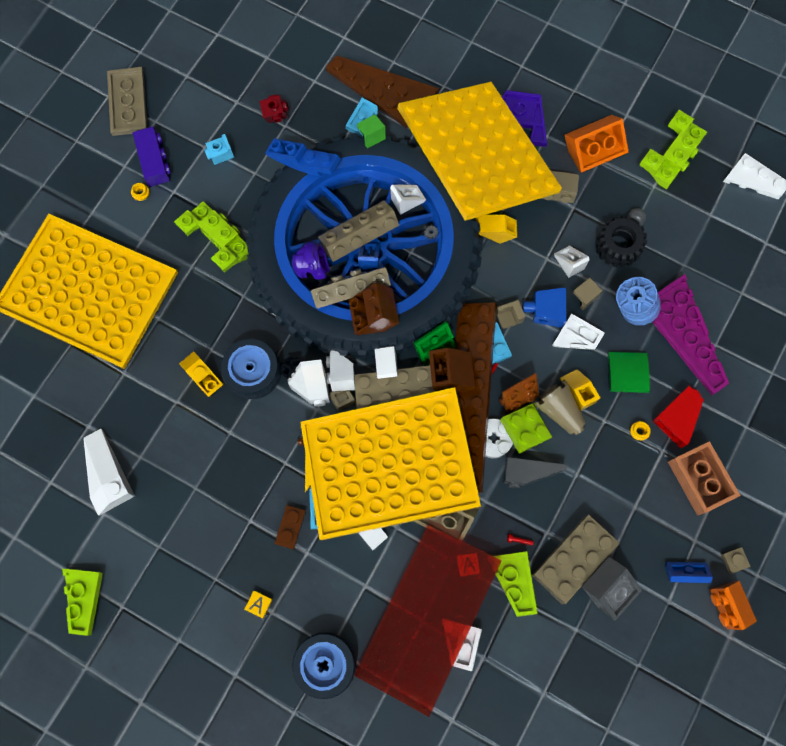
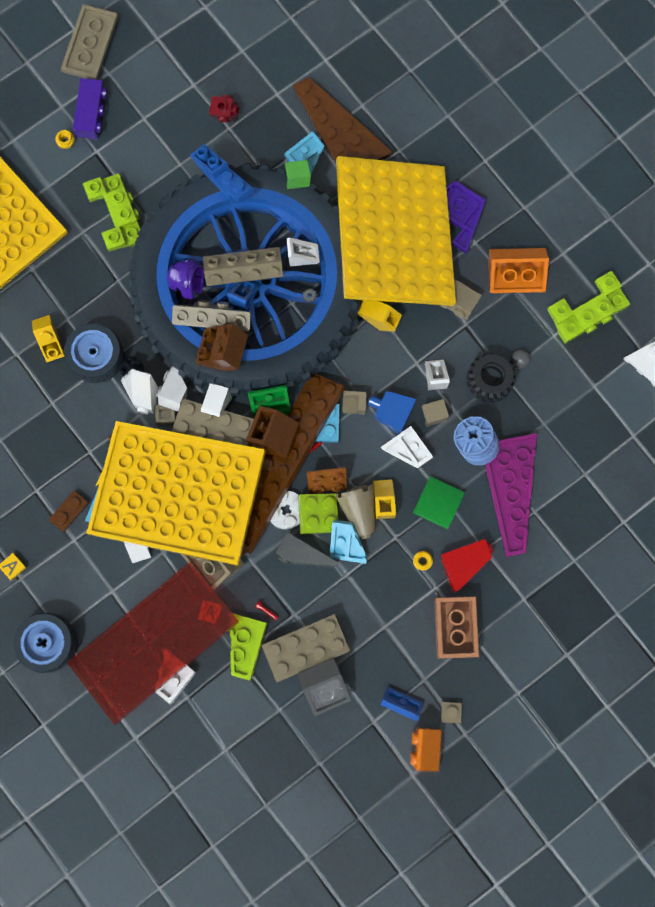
camera: 20 degrees right, 5 degrees up
(219, 150) = (160, 129): medium azure brick -> none
(565, 444) = (346, 543): none -> medium azure wing

